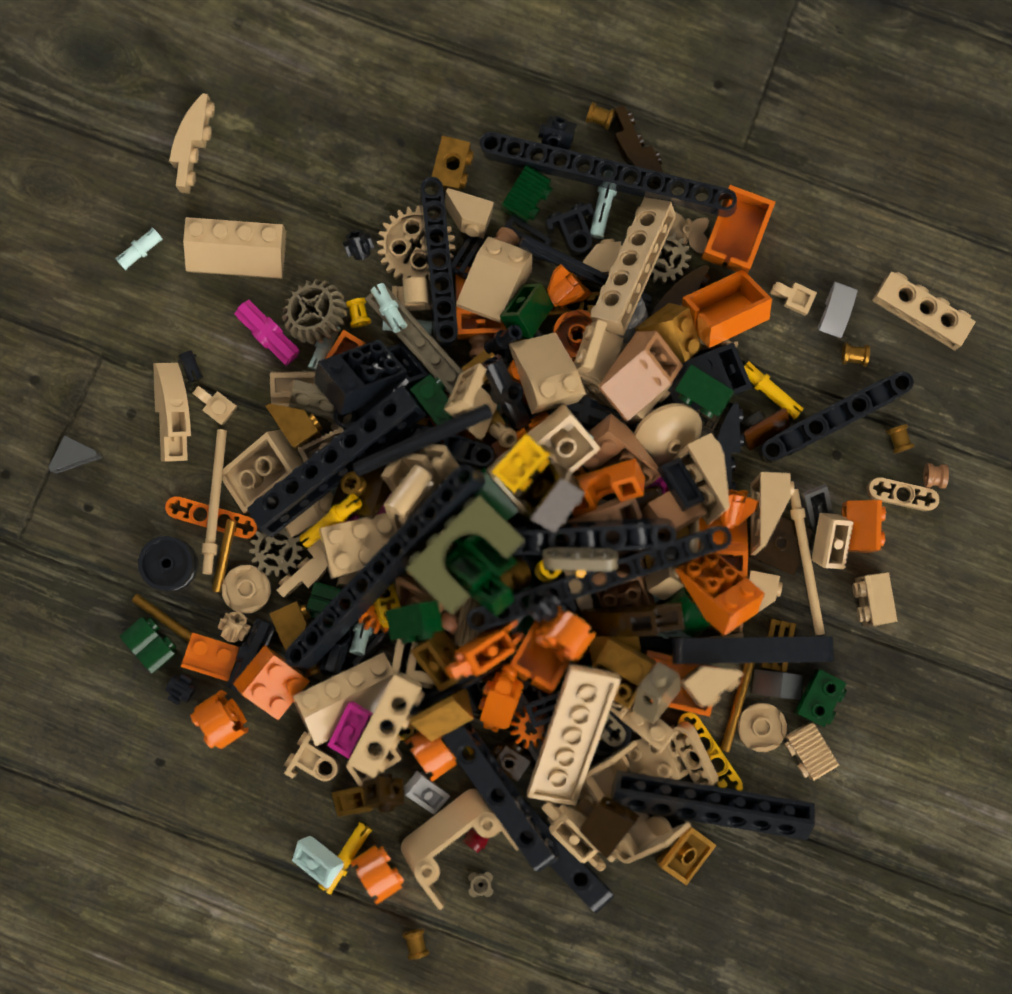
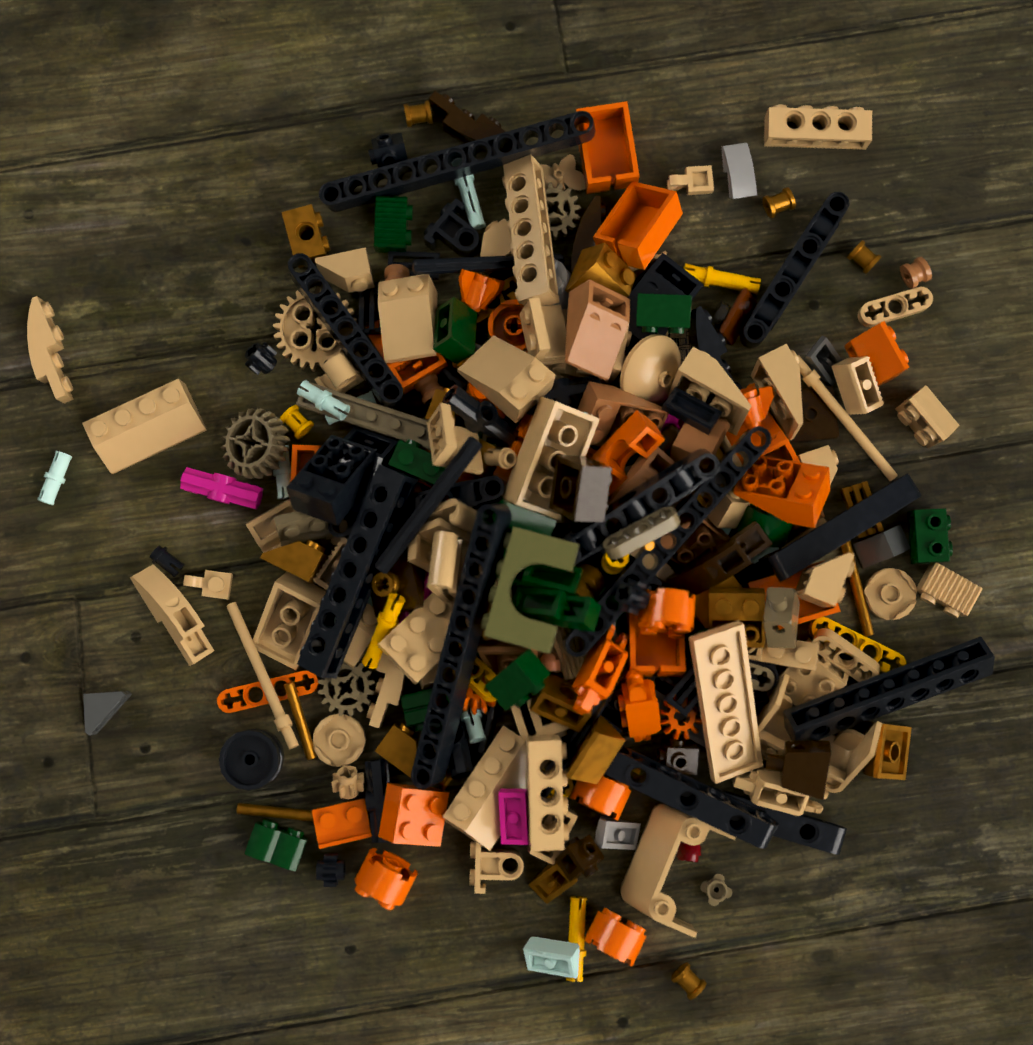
camera: 30 degrees left, 0 degrees up
(502, 339) = (448, 369): black pin -> none
(521, 464) = (535, 474): yellow bracket -> none

